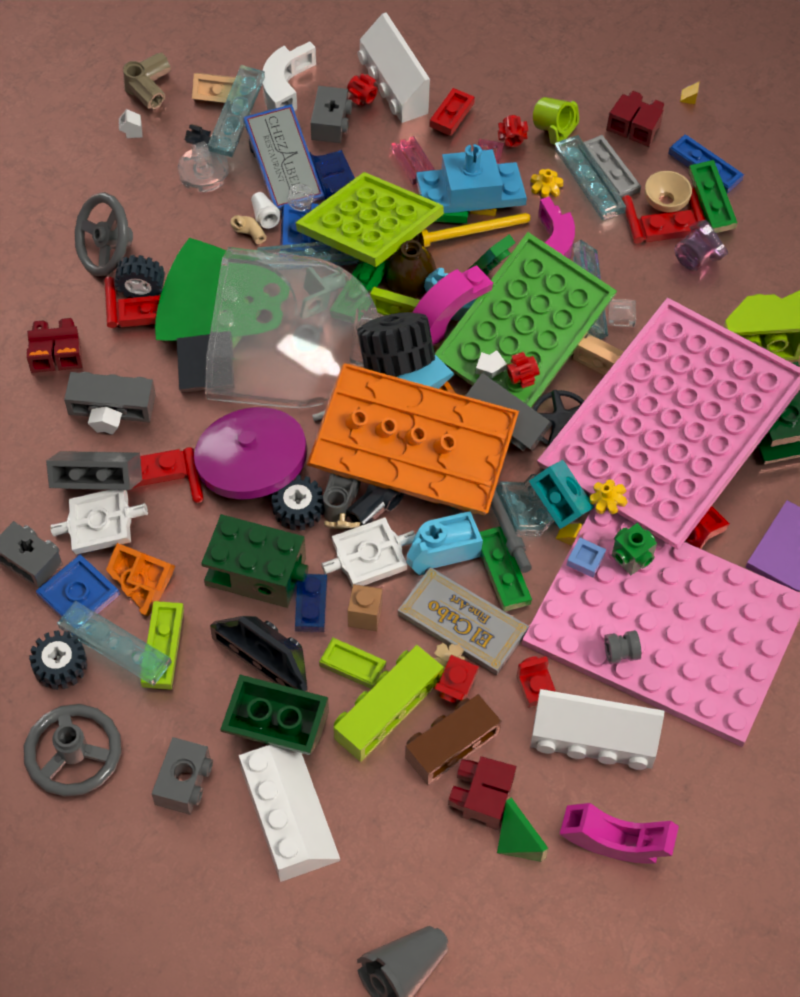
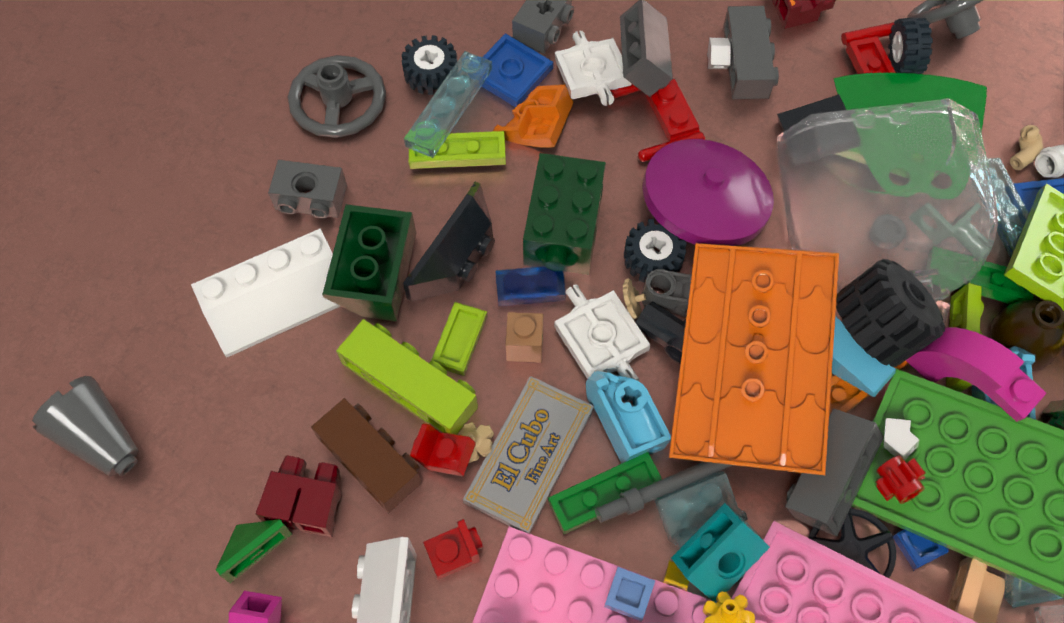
camera: 85 degrees right, 5 degrees up
(563, 380) = (918, 549): none -> blue tile

